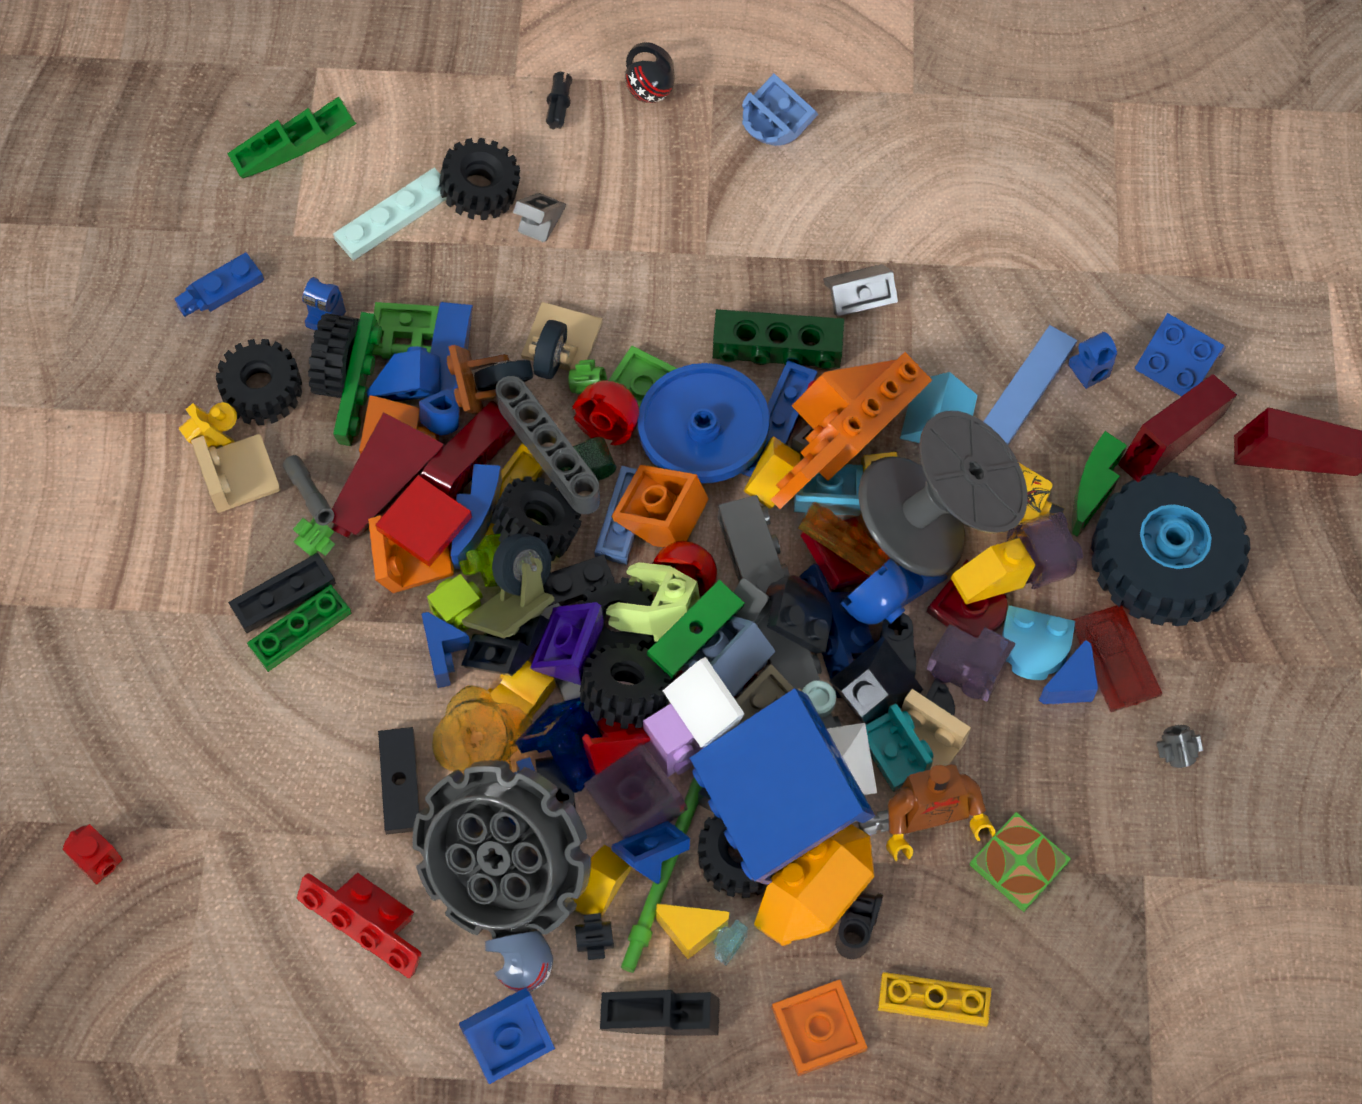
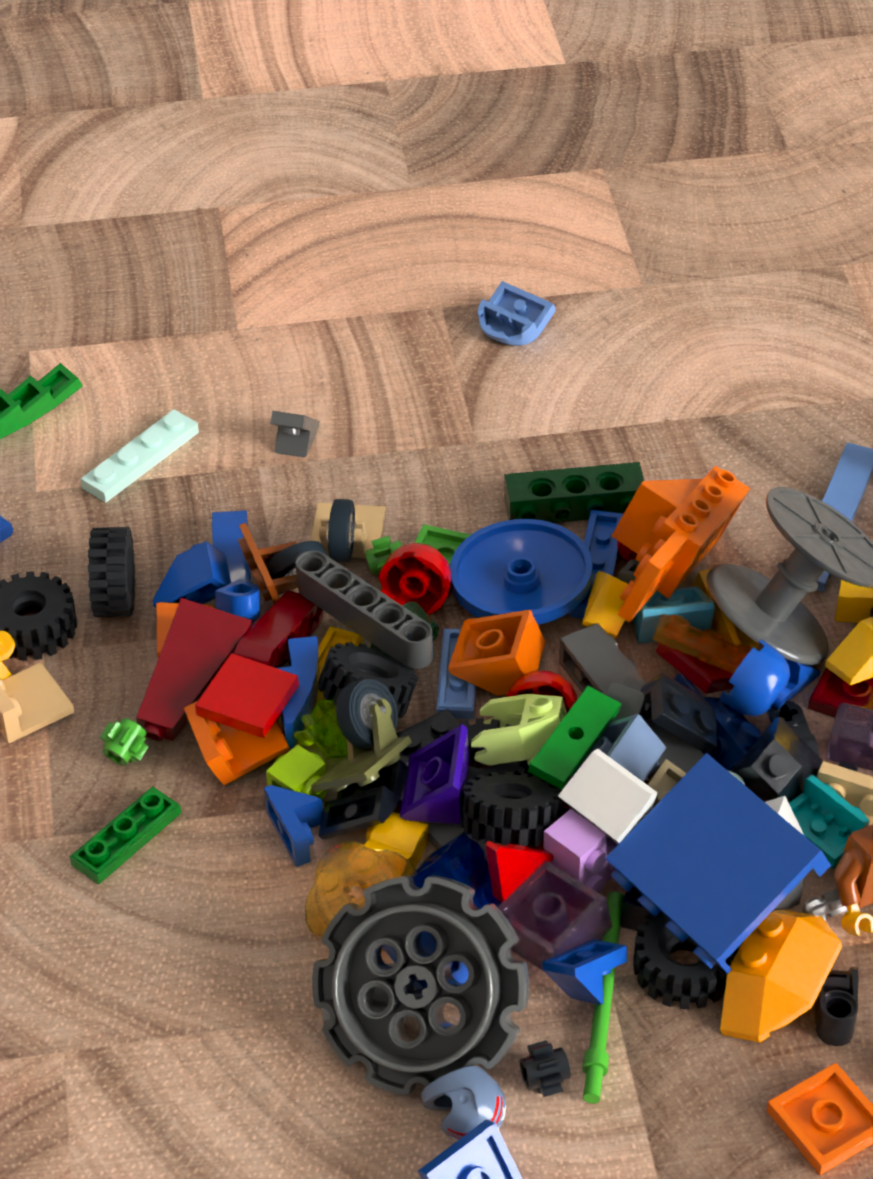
camera: 10 degrees left, 20 degrees down
(282, 593) = (98, 802): black plate -> none
(314, 499) = (119, 702): dark grey piece -> none
(321, 299) = (78, 525): blue leg -> none
(354, 390) = (138, 603): green plate -> none
(365, 916) = (272, 1102): red bracket -> none
(399, 762) = (278, 957): black tile -> none
(404, 321) = (168, 541): bright green plate -> none
(483, 161) = (225, 407): black tyre -> none
(558, 100) = (288, 337): black axle -> none
(605, 880) = (538, 1019): yellow slope -> none
(648, 79) = (376, 302): black helmet -> none
(660, 1013) = (643, 1134): black slope -> none
(690, 927) = (650, 1039): yellow slope -> none
(729, 941) = (700, 1046): clear light blue plate -> none
(862, 289) = (649, 442): panel -> none
(940, 395) = (753, 535): medium azure slope -> none

